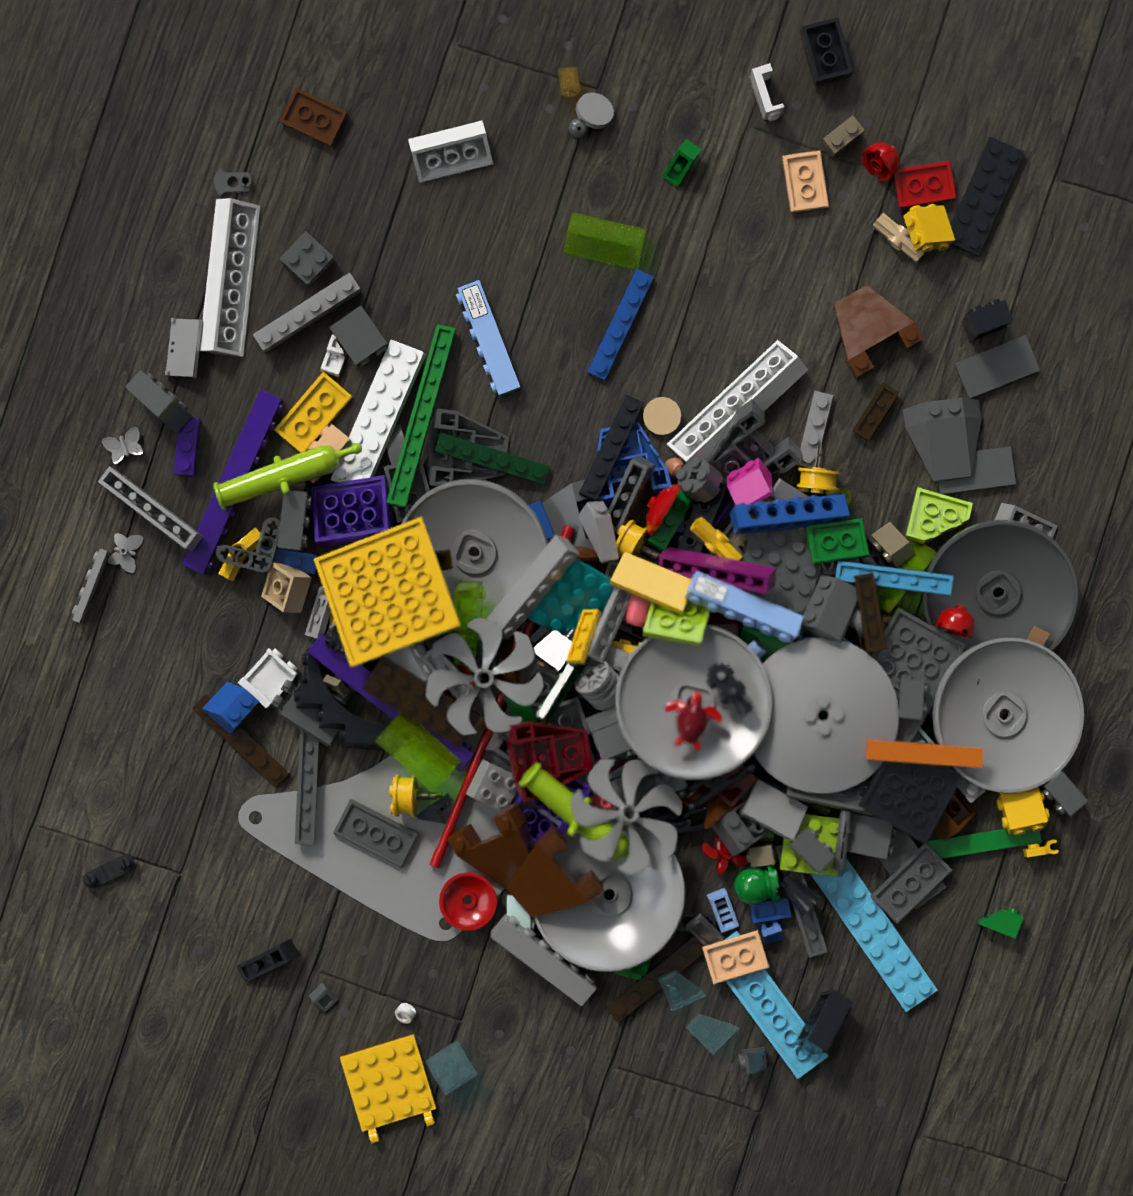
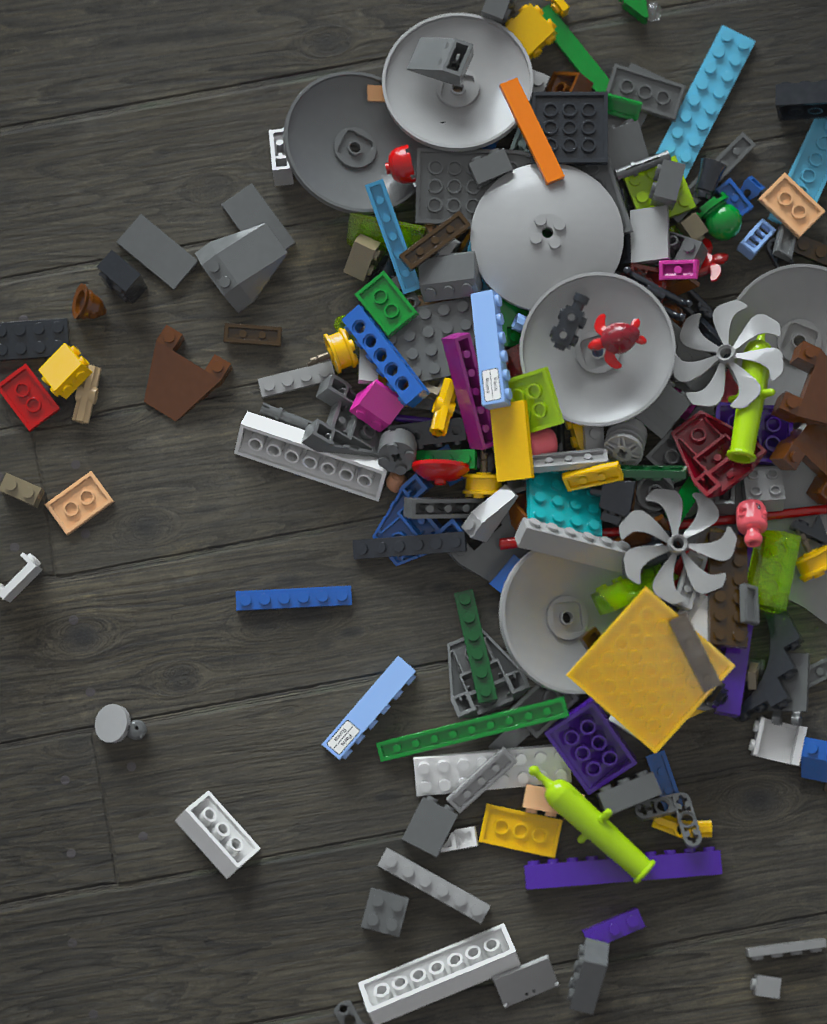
camera: 115 degrees left, 5 degrees down
(68, 550) = (766, 986): none -> light grey brick
(123, 447) = (644, 987): light grey piece -> none
(123, 552) = (737, 936): light grey piece -> none
(150, 509) = (689, 929): light grey brick -> none
(286, 587) = (690, 768): tan slope -> none
(313, 117) = (251, 978): reddish brown plate -> none
(319, 615) = (698, 725): light grey hinge -> none
(374, 401) = (481, 779): none -> light grey tile
(380, 636) = (694, 652): none -> dark brown plate
(397, 711) = (749, 604): none -> dark grey tile
(469, 757) = (751, 521): none -> coral piece
(569, 81) = (98, 761): clear yellow brick -> none
(604, 240) = (226, 651): clear neon green slope -> none
(662, 416) = (355, 518): tan tile -> none
(681, 162) = (119, 620): green slope -> none
(727, 815) = (678, 269): none -> dark pink slope
(784, 402) = (284, 416): none -> dark grey pin
(881, 160) = (25, 445): red cylinder -> none
(907, 854) = (623, 107): none -> green tile
(935, 515) = (317, 235): lime plate -> none
(980, 279) = (87, 304): none -> reddish brown piece
(982, 934) = (654, 11): none -> clear tile
(1035, 710) = (442, 59): none -> dark grey slope

